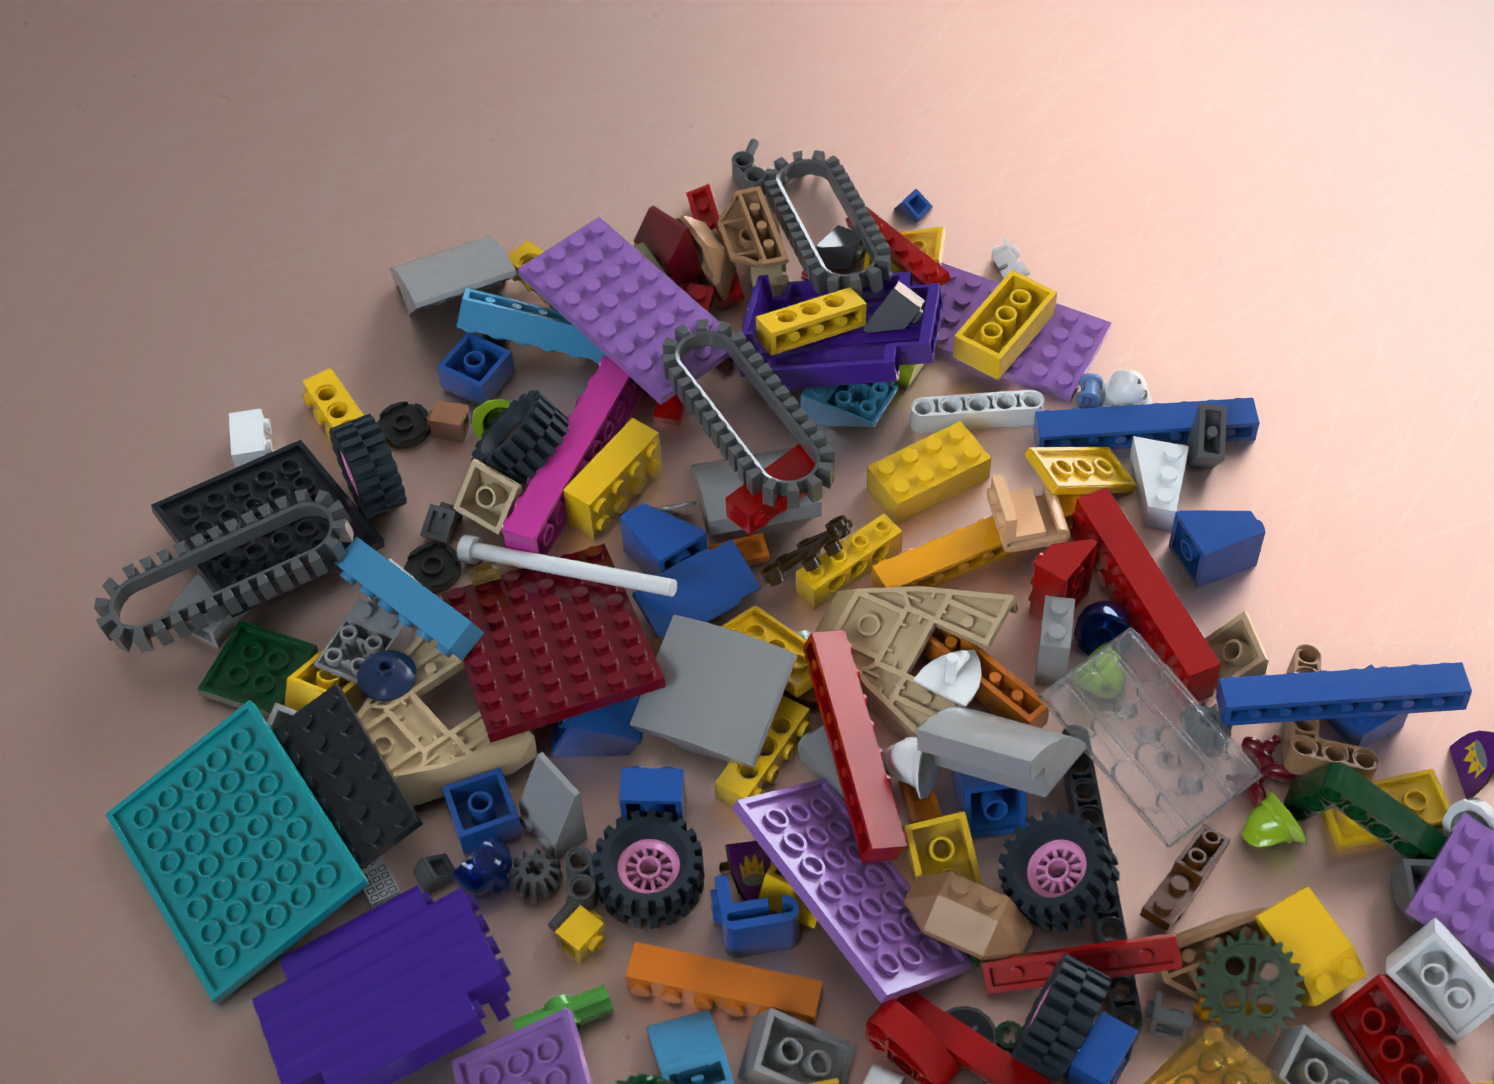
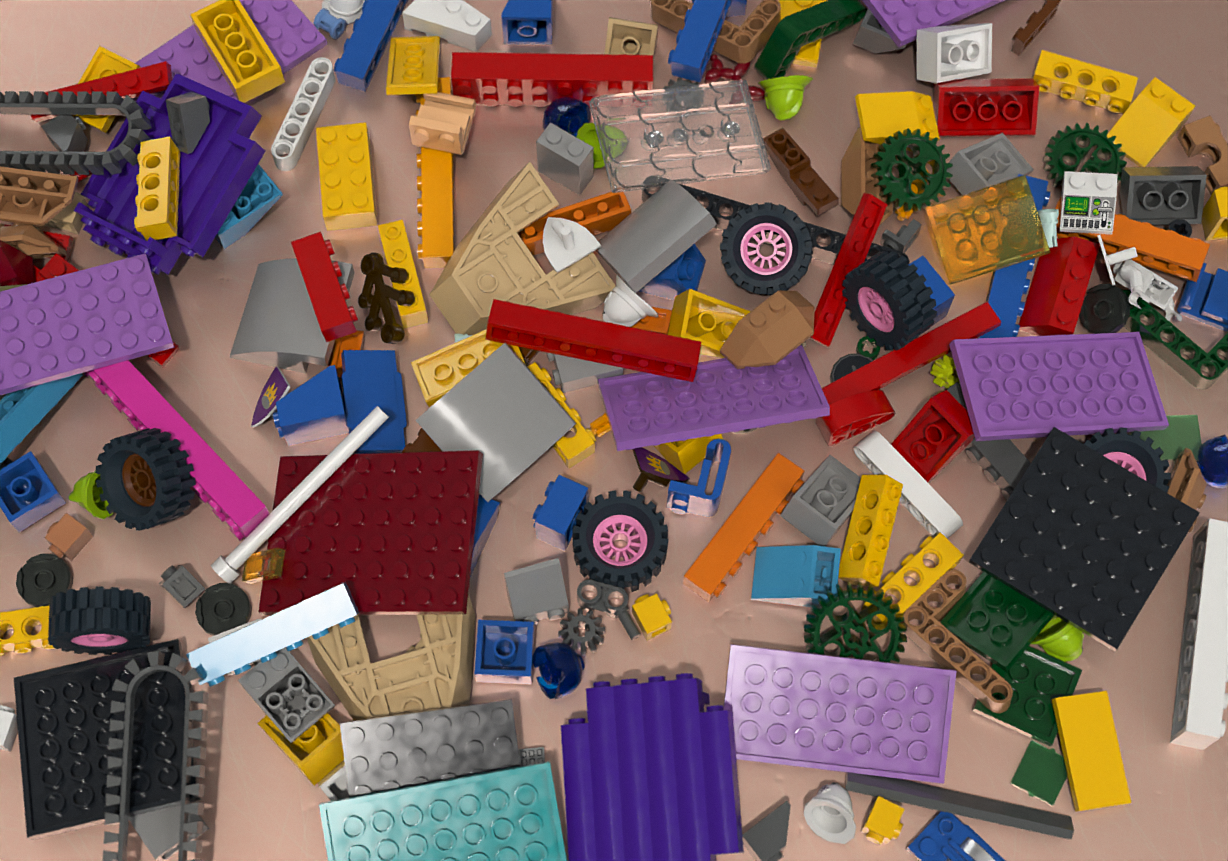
camera: 70 degrees left, 15 degrees up
(255, 667) = (258, 797): dark green plate -> none
(386, 684) = (345, 693): dark blue dish -> none
(434, 872) = (537, 714): dark grey slope -> none
(487, 496) = (189, 530): tan slope -> none
(585, 1008) = (716, 656): bright green piece -> none
(613, 478) = (222, 418): yellow brick -> none
(773, 393) = (151, 314): dark grey piece -> none
(914, 206) = (46, 61): blue slope -> none
(1007, 256) = (171, 17): white hinge -> none
(1062, 572) = (518, 128): red slope -> none

